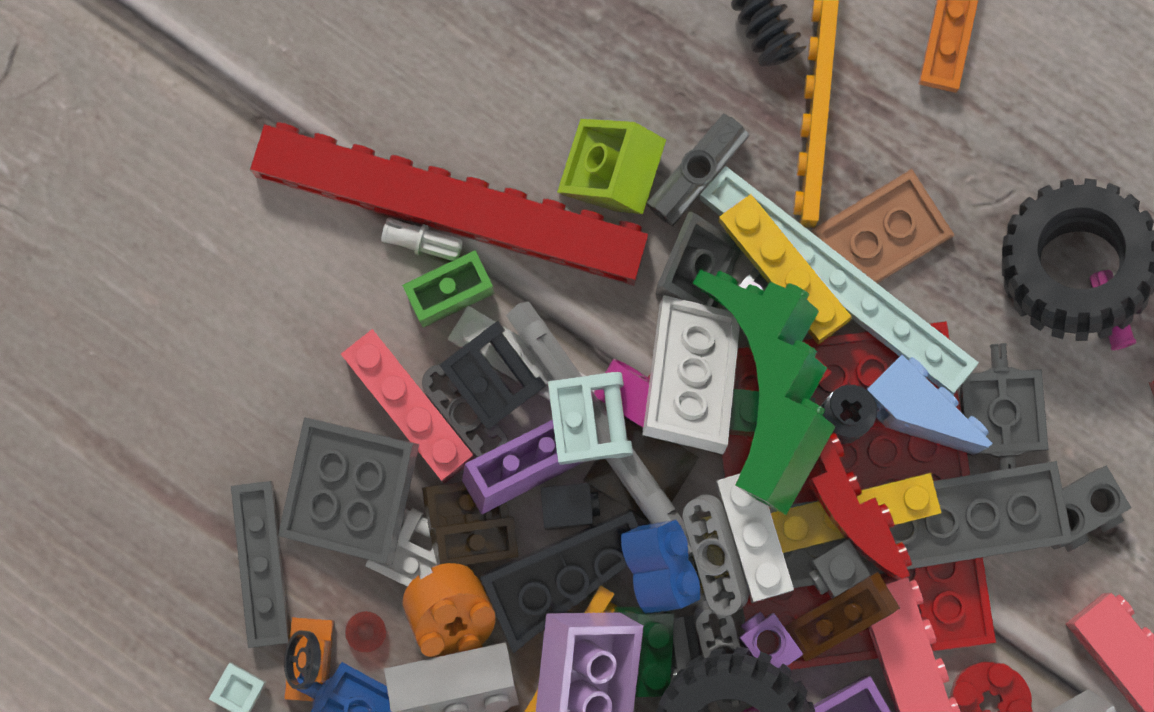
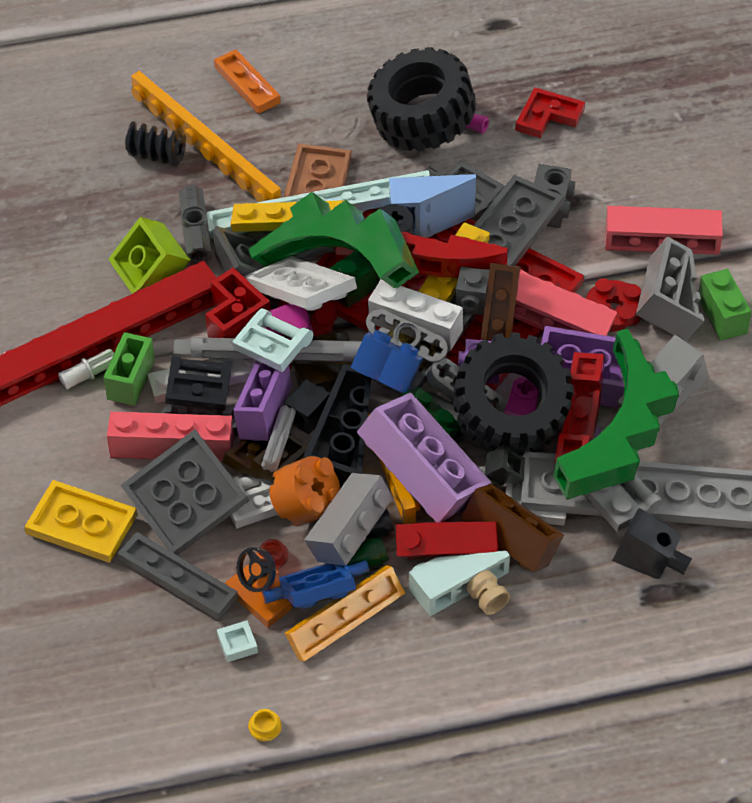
camera: 50 degrees left, 30 degrees down
(240, 411) = (81, 521): none -> yellow plate
(487, 526) = (278, 438): none -> light grey axle
(617, 335) = (234, 304): none -> red brick

